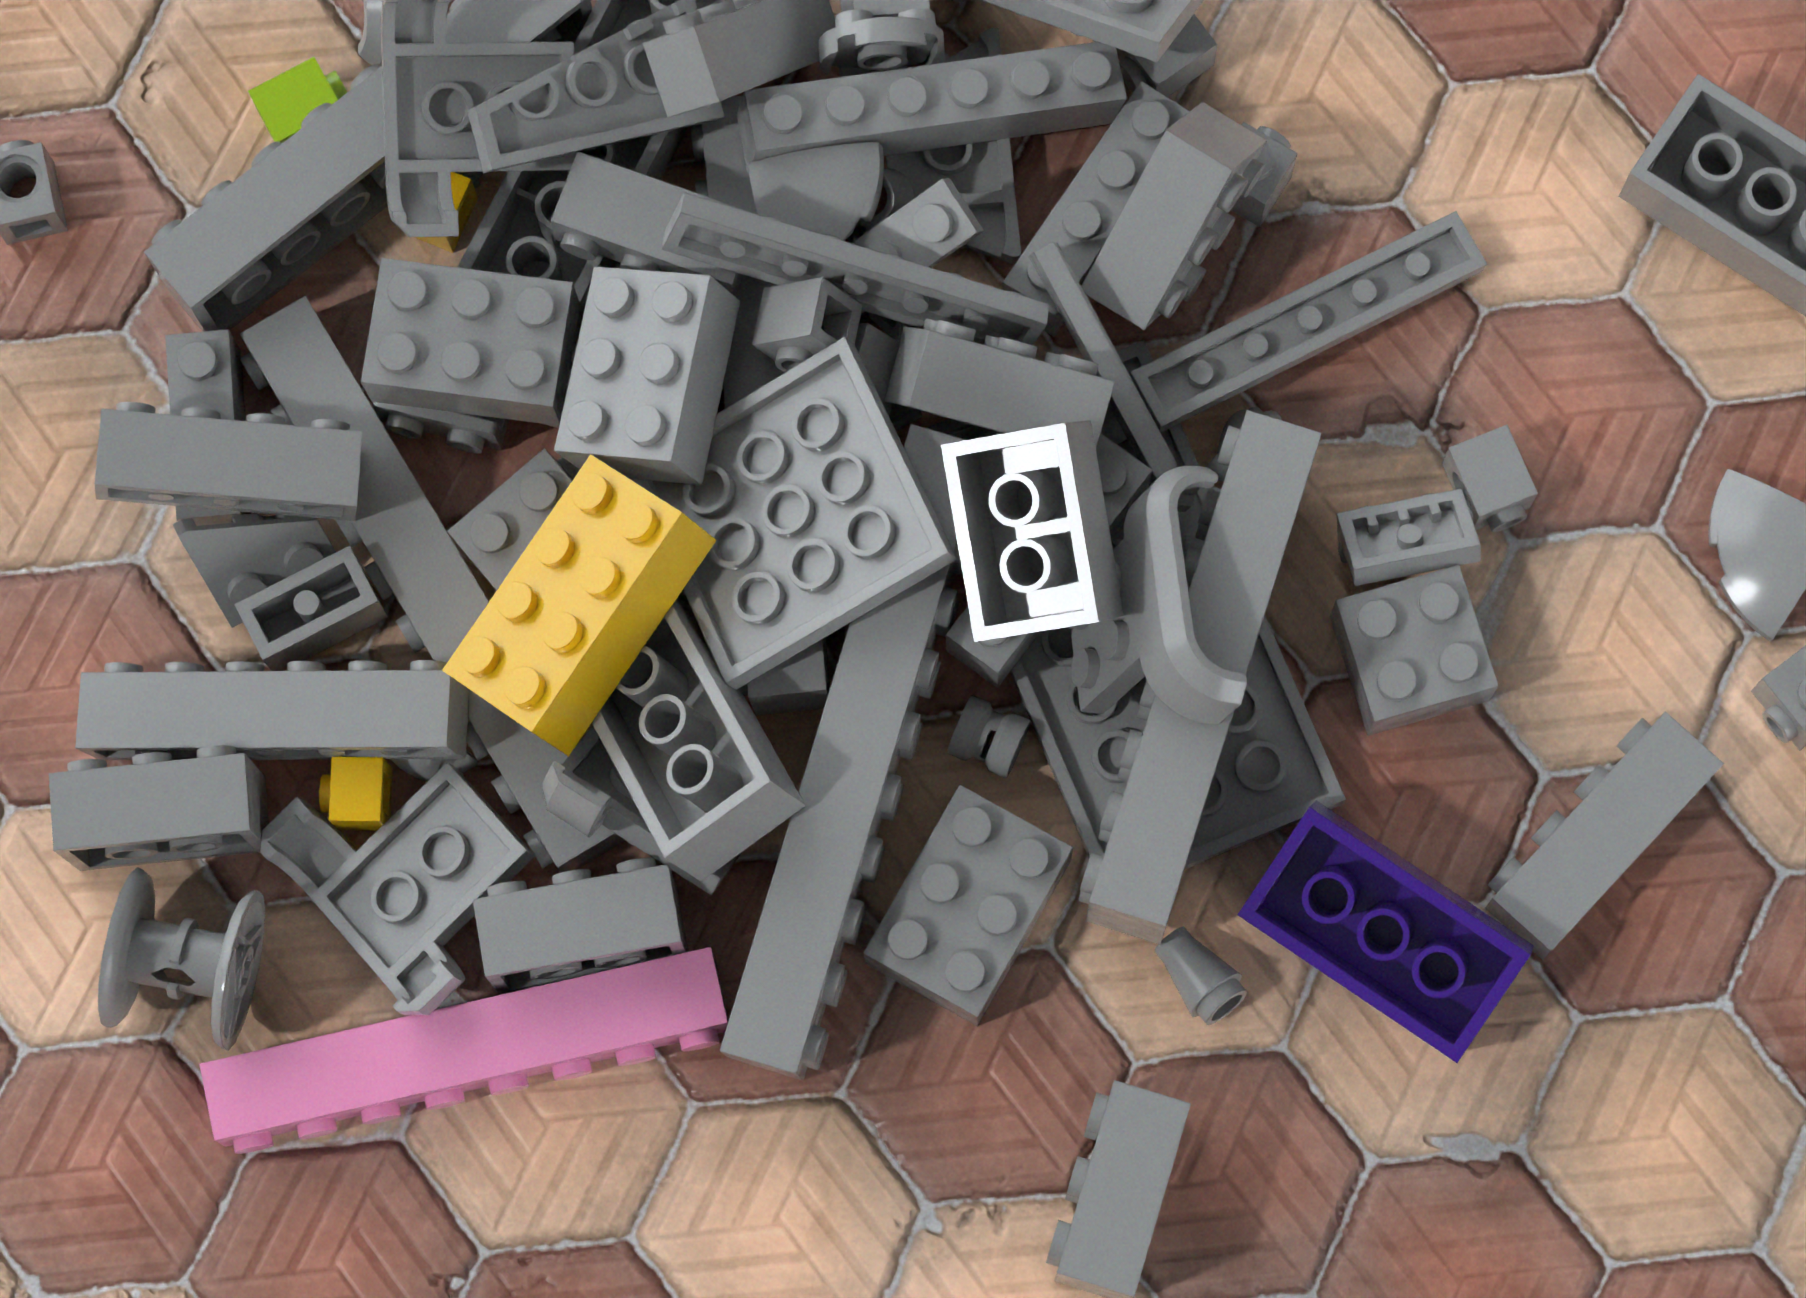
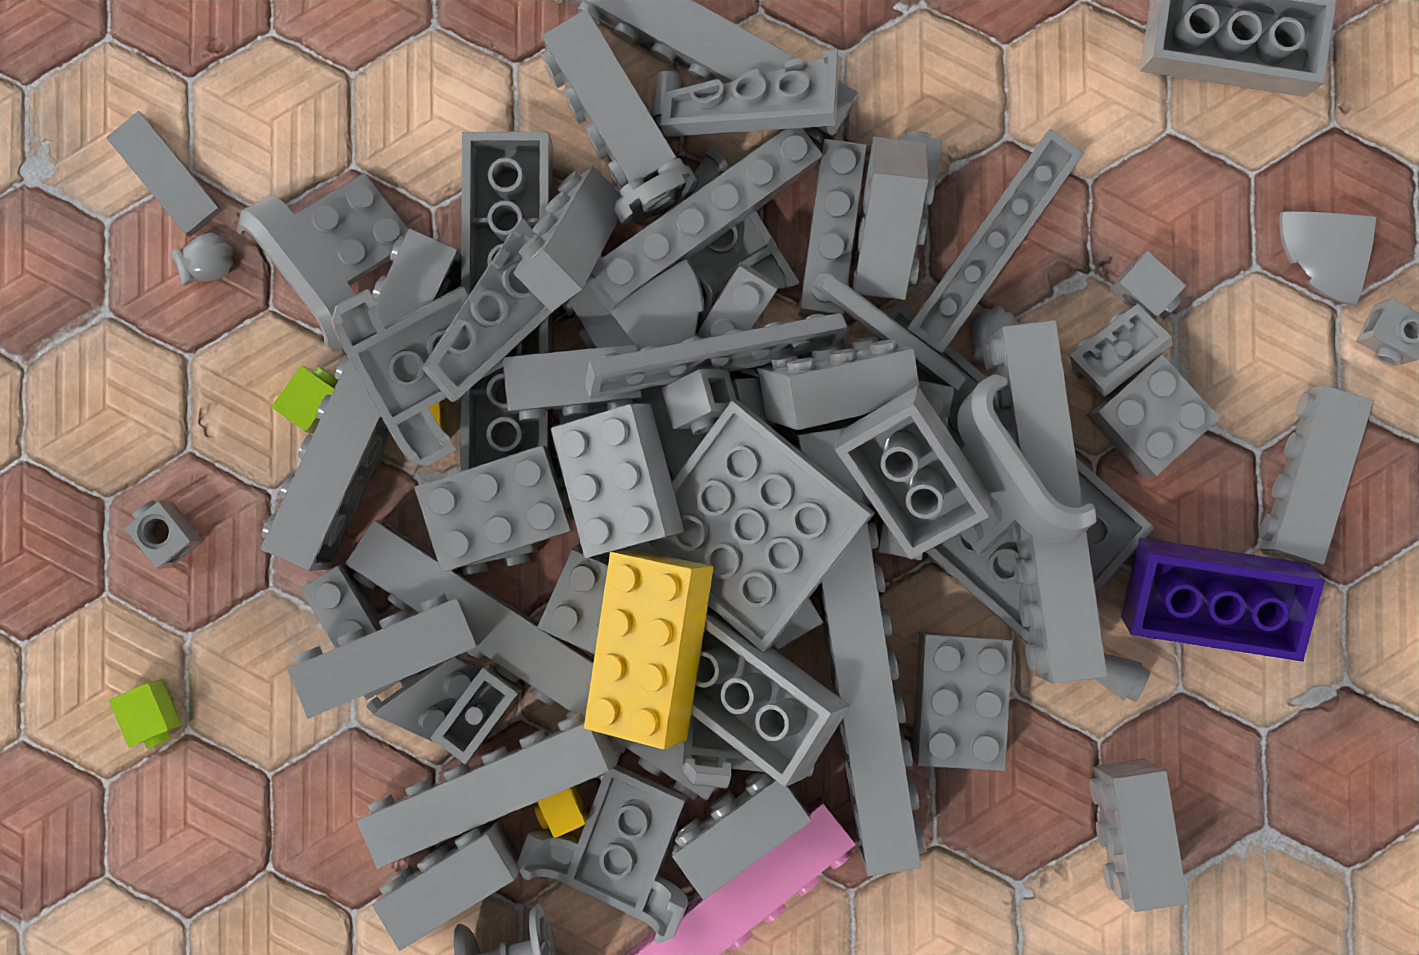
camera: 30 degrees left, 10 degrees up
(975, 730) = (923, 590): light grey wheel -> none

